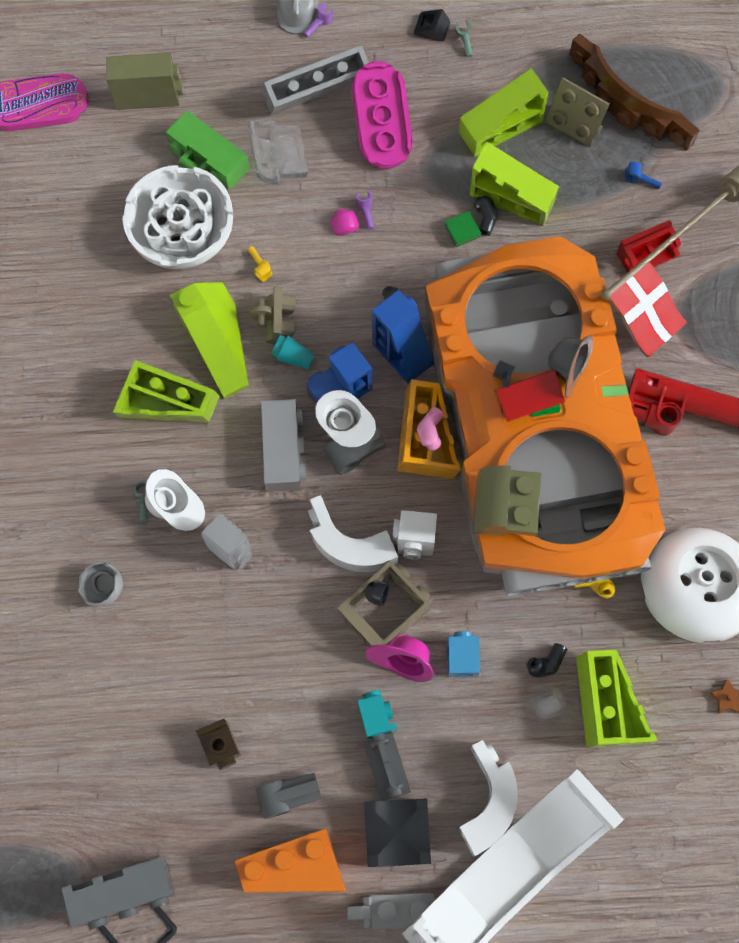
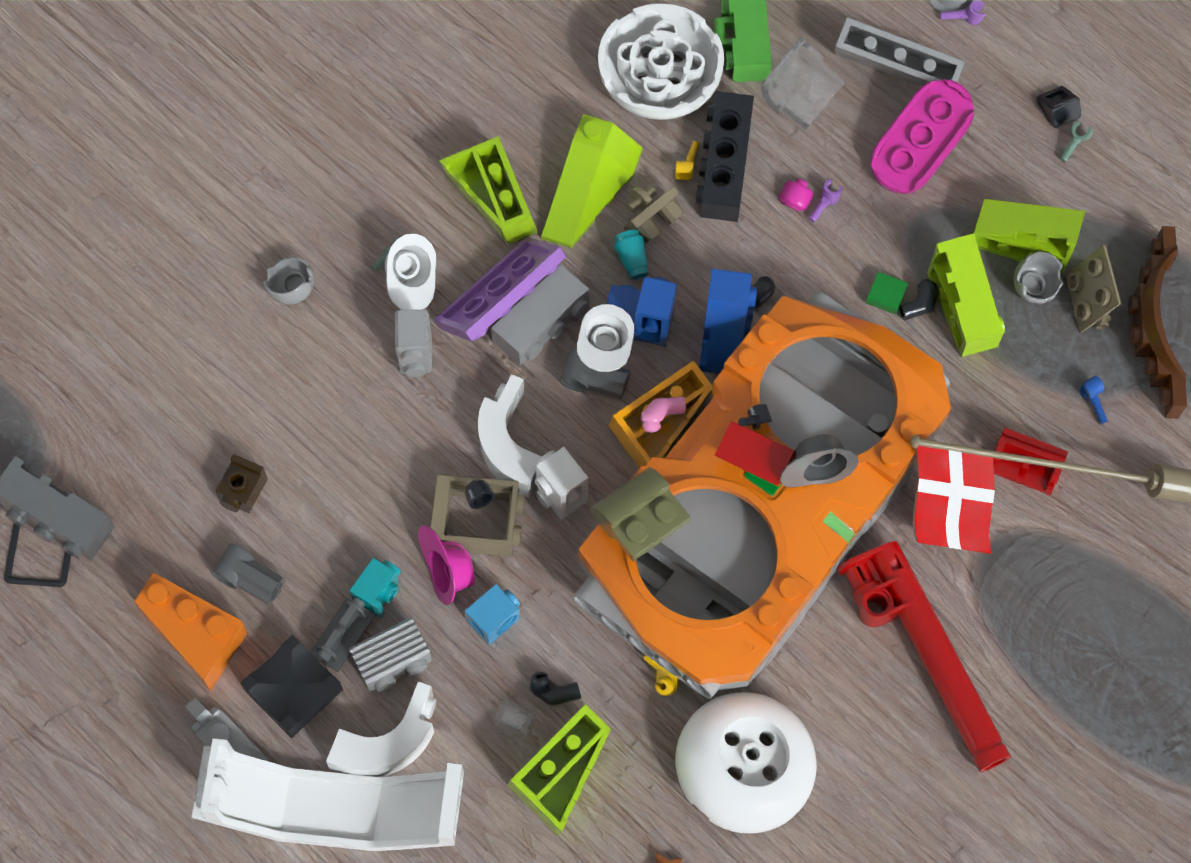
camera: 45 degrees right, 5 degrees down
(240, 454) = (500, 289): none -> medium lavender plate
(258, 205) = (724, 201): none -> black brick
(433, 746) = (391, 655): none -> light grey brick
(537, 136) = (1038, 277): none -> light grey hair

